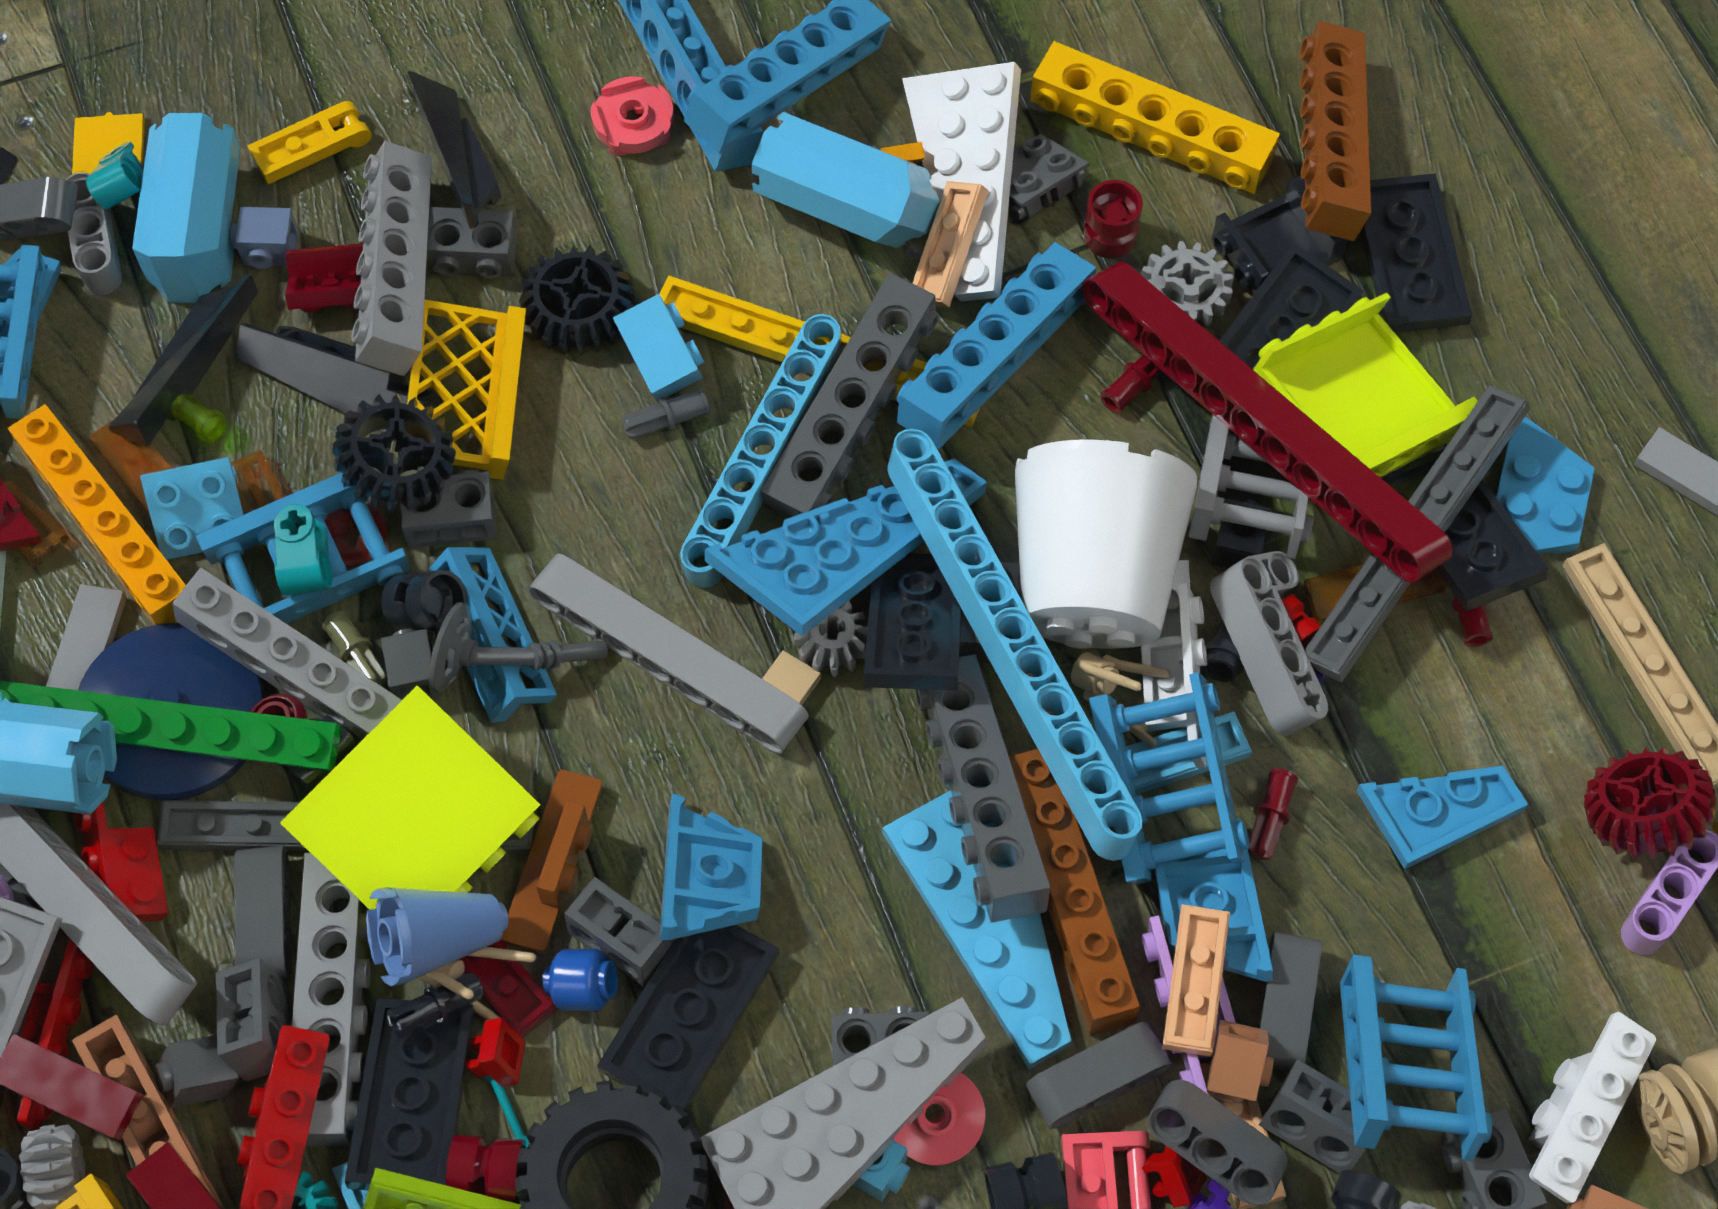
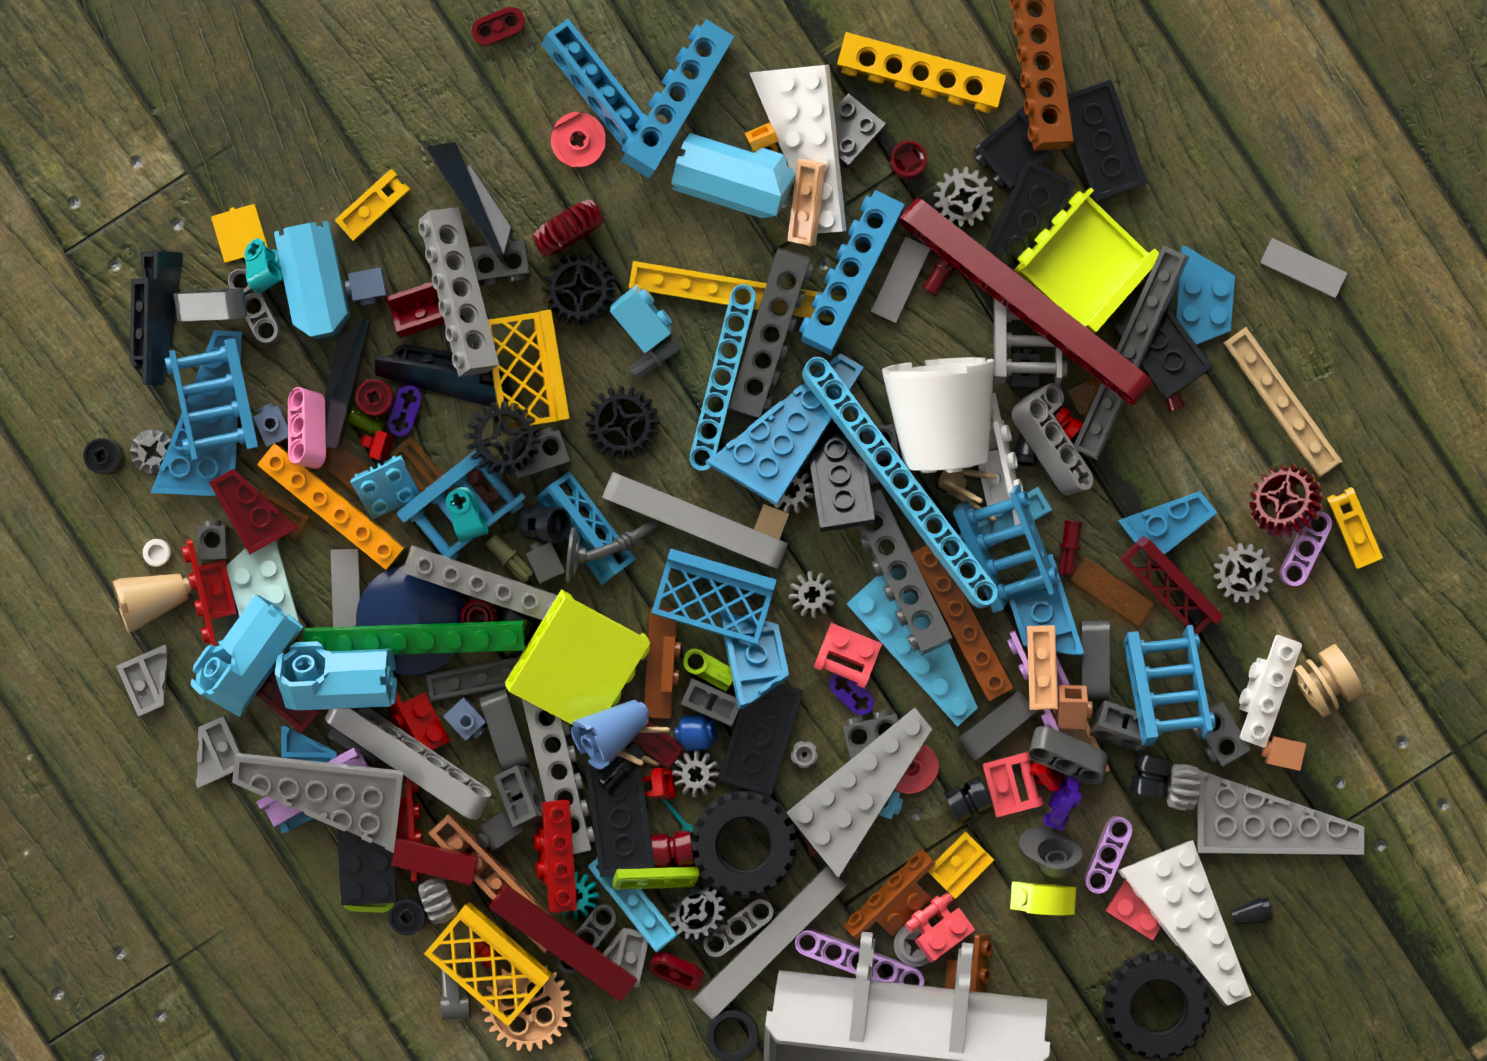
camera: 10 degrees left, 25 degrees up
(61, 389) = (272, 424): none -> sand blue brick
(103, 397) = (306, 428): none -> bright pink beam
(203, 880) = (466, 719): none -> sand blue brick
(207, 444) = (379, 445): none -> red tile
(224, 380) = (375, 397): none -> dark red wheel
(267, 417) = (398, 409): none -> dark purple beam
(542, 1055) = (705, 772): none -> light grey gear
(557, 488) = (614, 401): none -> black gear
(583, 206) = (568, 228): none -> dark red gear
(631, 880) = (711, 669): none -> lime piece
(692, 741) = (720, 574): none -> dark azure fence
(754, 1046) = (809, 748): none -> light grey plate
(813, 792) = (818, 600): none -> light grey gear
(868, 966) = (847, 699): none -> dark purple beam
(873, 899) = (851, 648): none -> coral plate
(1068, 381) = (900, 280): none -> light grey tile
(1331, 899) = (1111, 591): none -> clear orange tile
(1451, 891) = (1178, 578): none -> dark red fence
(1555, 928) = (1254, 566): none -> light grey gear

